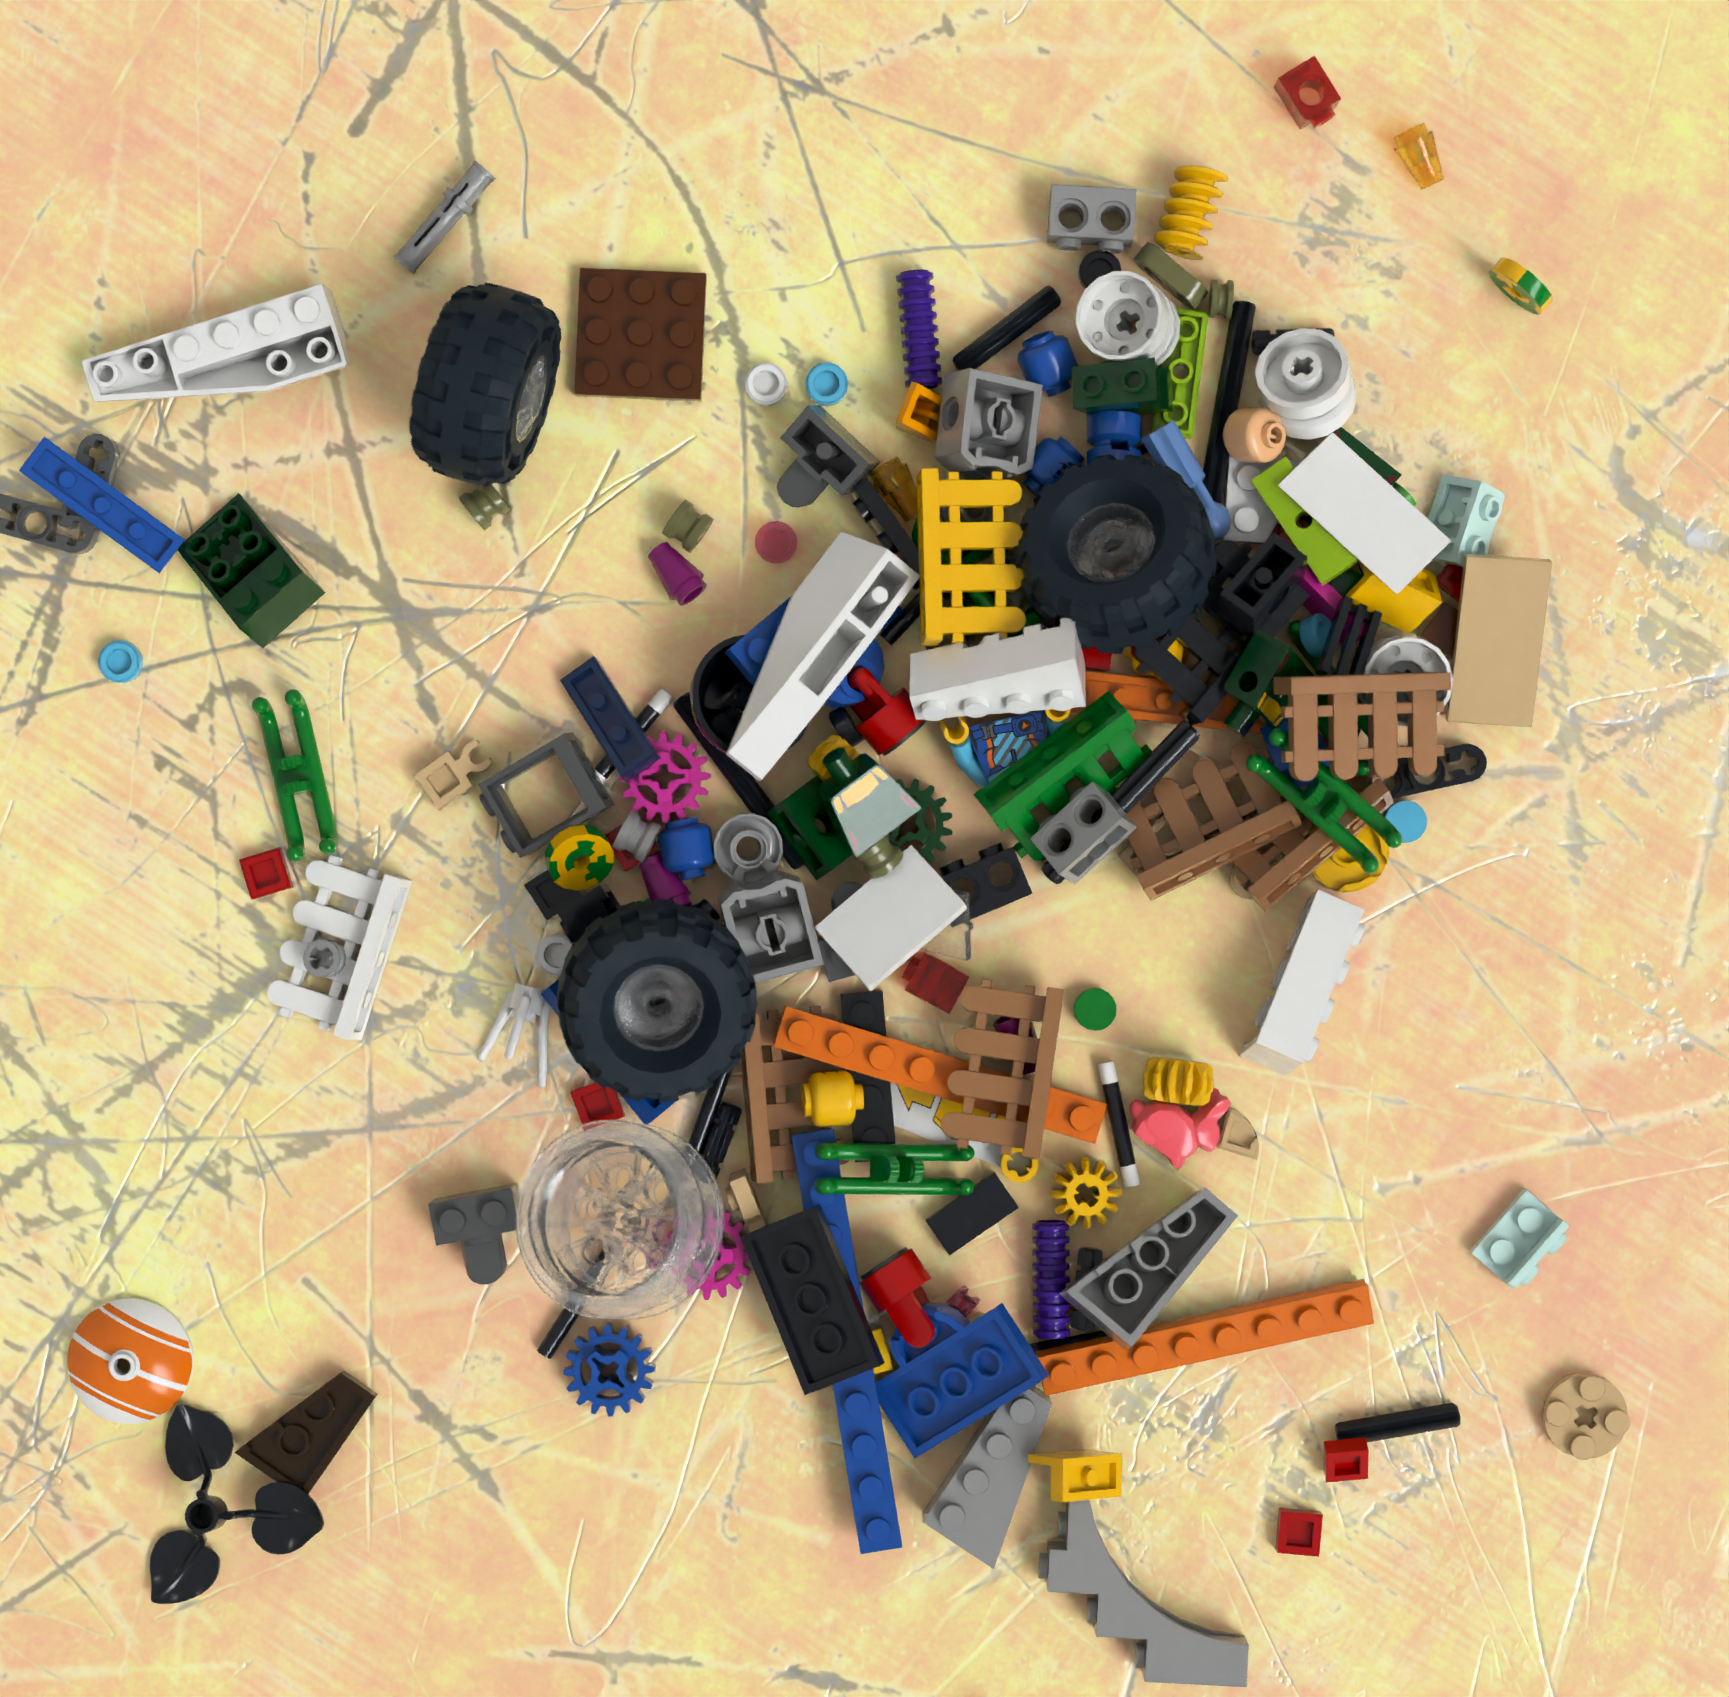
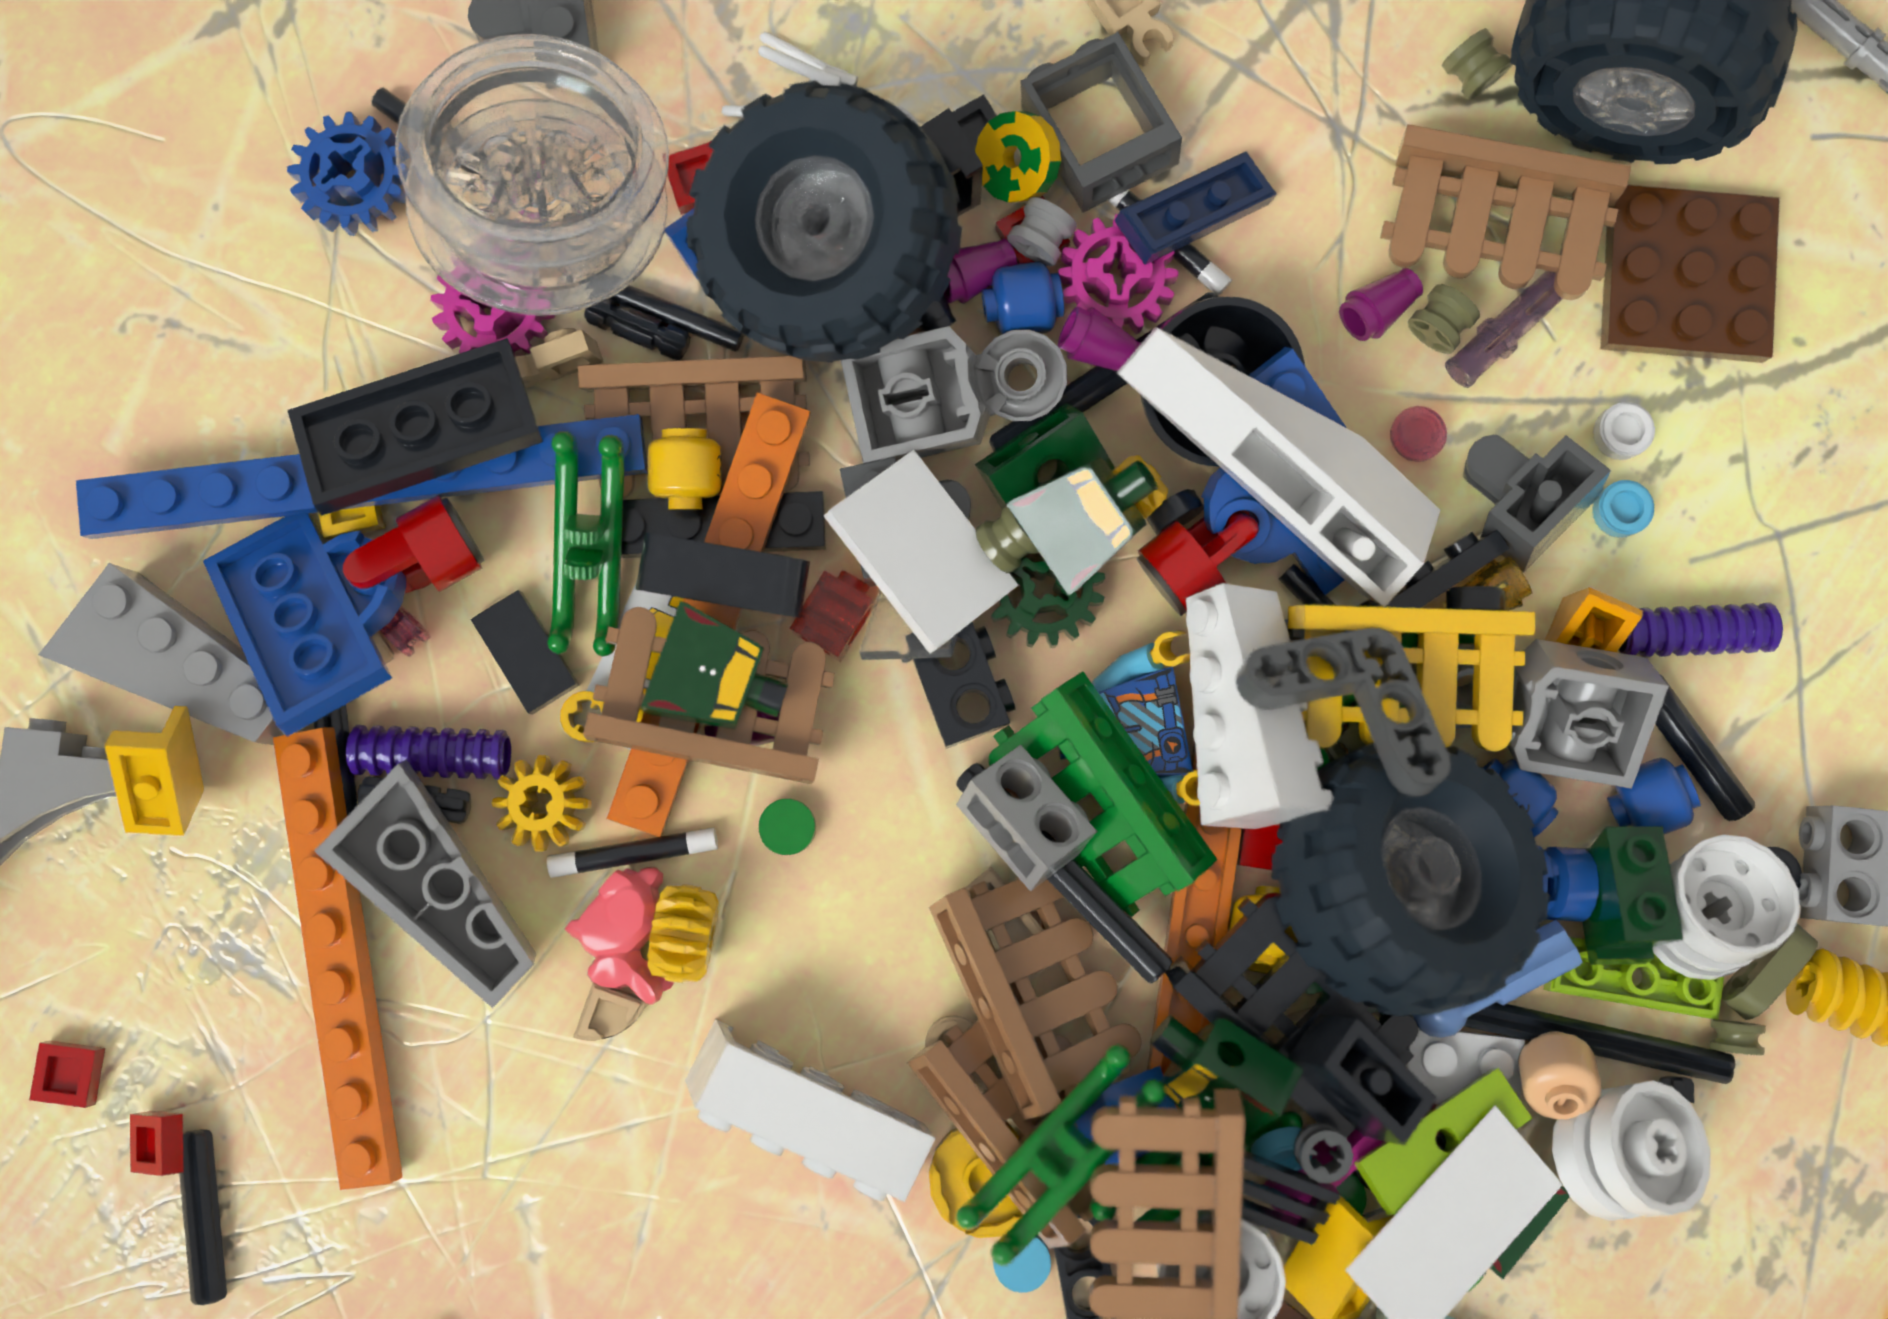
camera: 90 degrees right, 5 degrees down
(596, 463) = (1536, 177): none -> medium nougat fence
(685, 469) = (1474, 361): none -> pin
(721, 791) = (1096, 340): none -> magenta cone
(908, 503) = (1476, 598): none -> black tile
(915, 1064) = (722, 575): none -> black beam
(976, 600) = (1358, 676): none -> dark grey beam
(990, 1068) = (709, 674): none -> dark green torso
(1304, 604) = (1342, 1157): none -> dark grey bush

